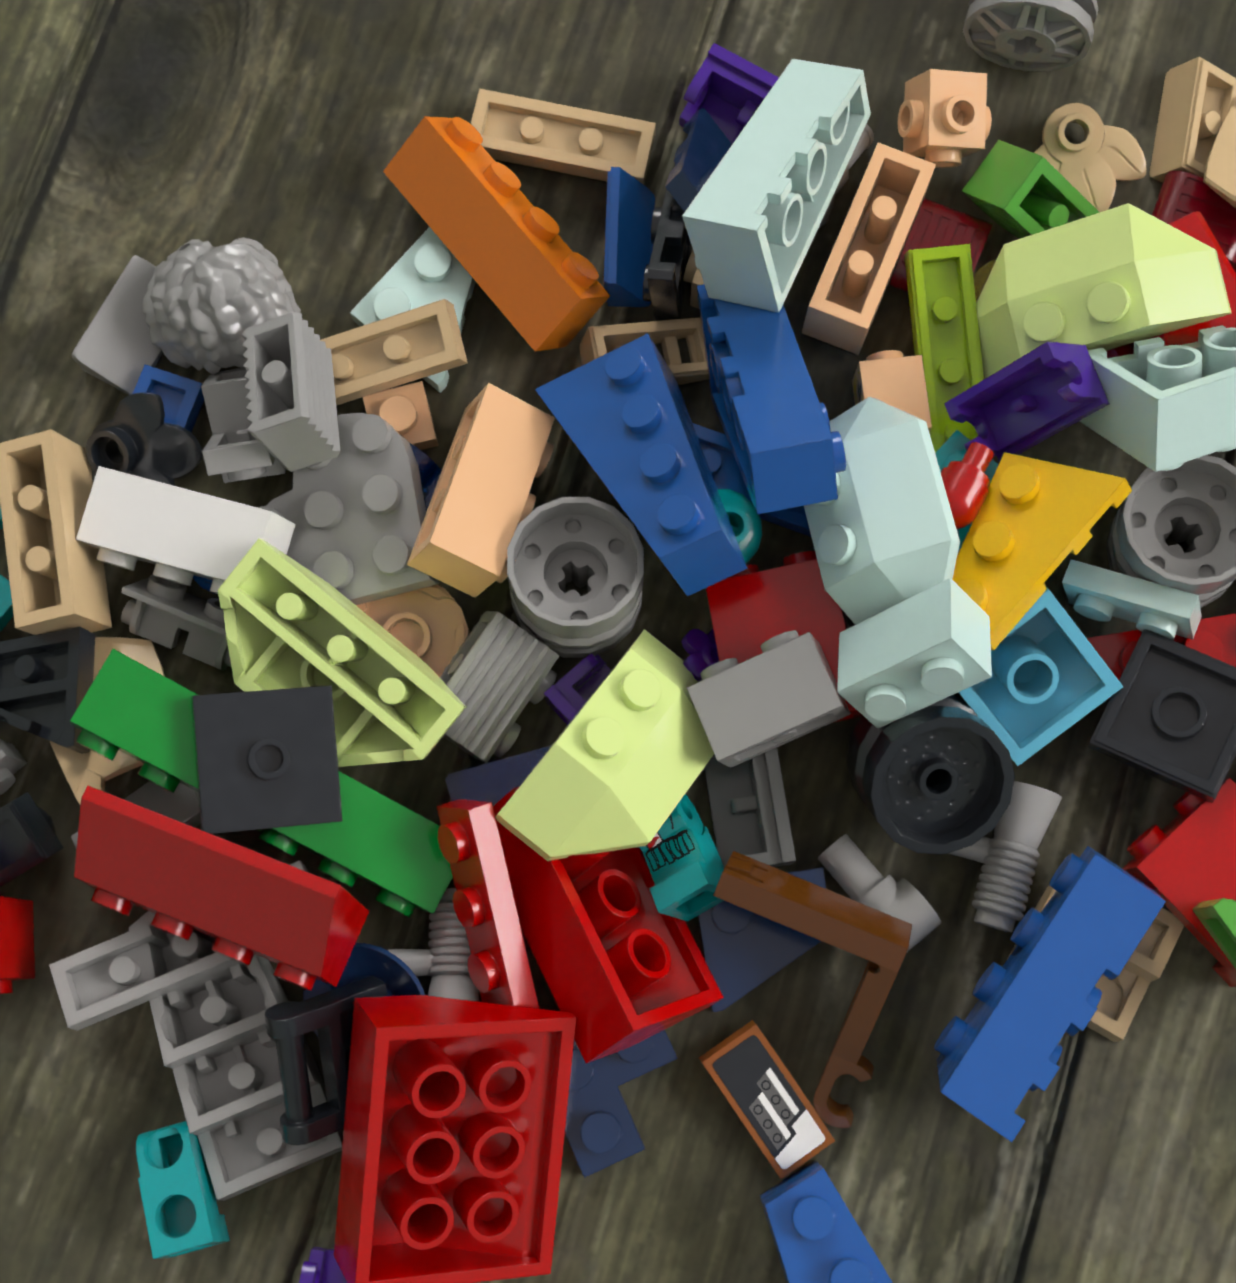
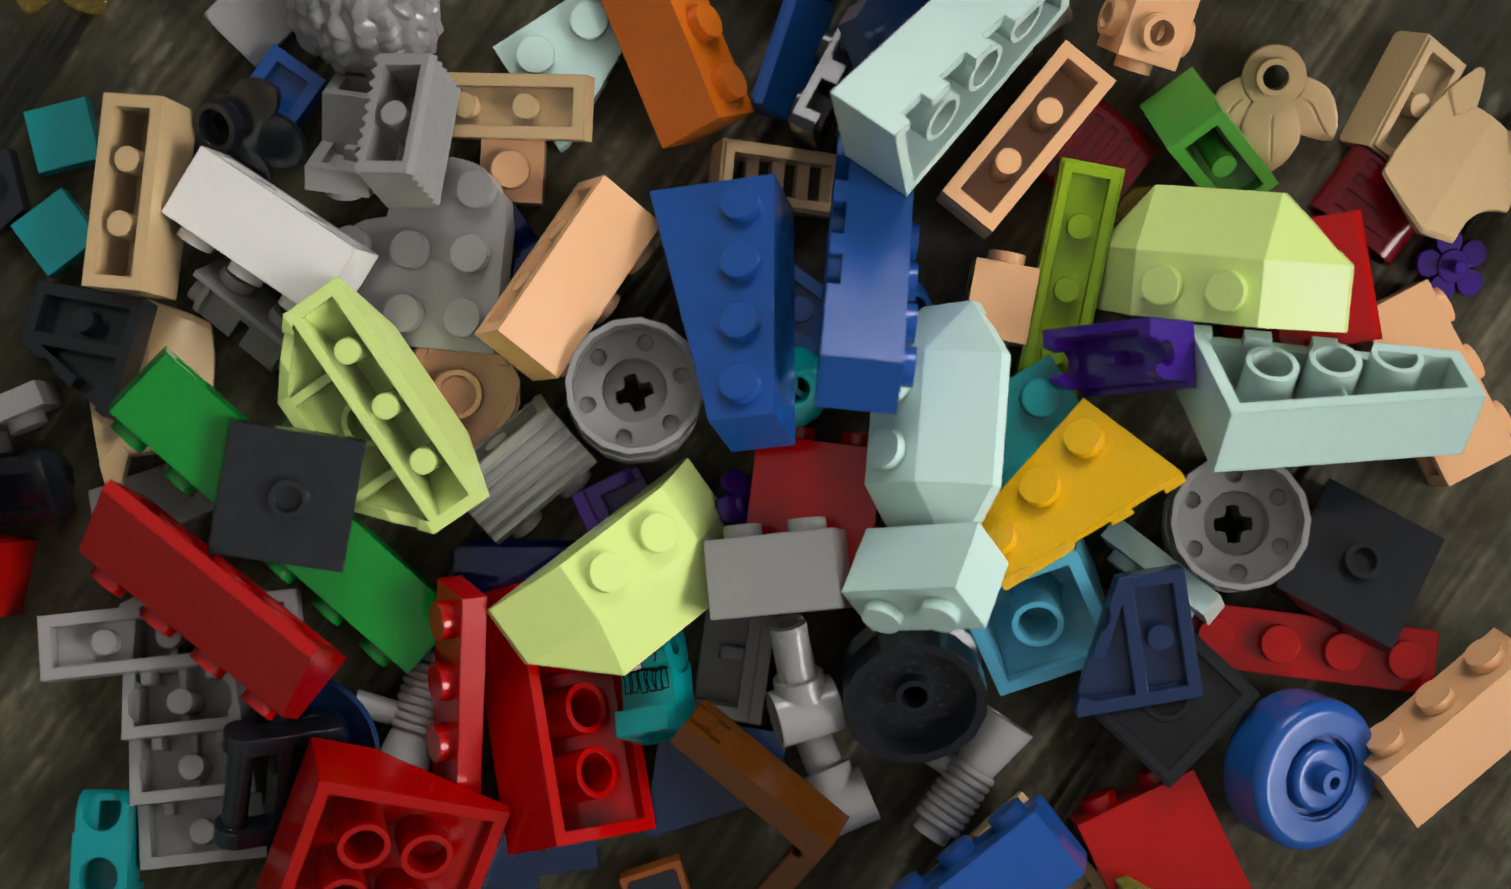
camera: 15 degrees right, 10 degrees up
(831, 821) = (804, 698): none -> light grey pin
(967, 483) = (1032, 421): red cylinder -> none
(1140, 665) = (1141, 645): none -> dark blue wing

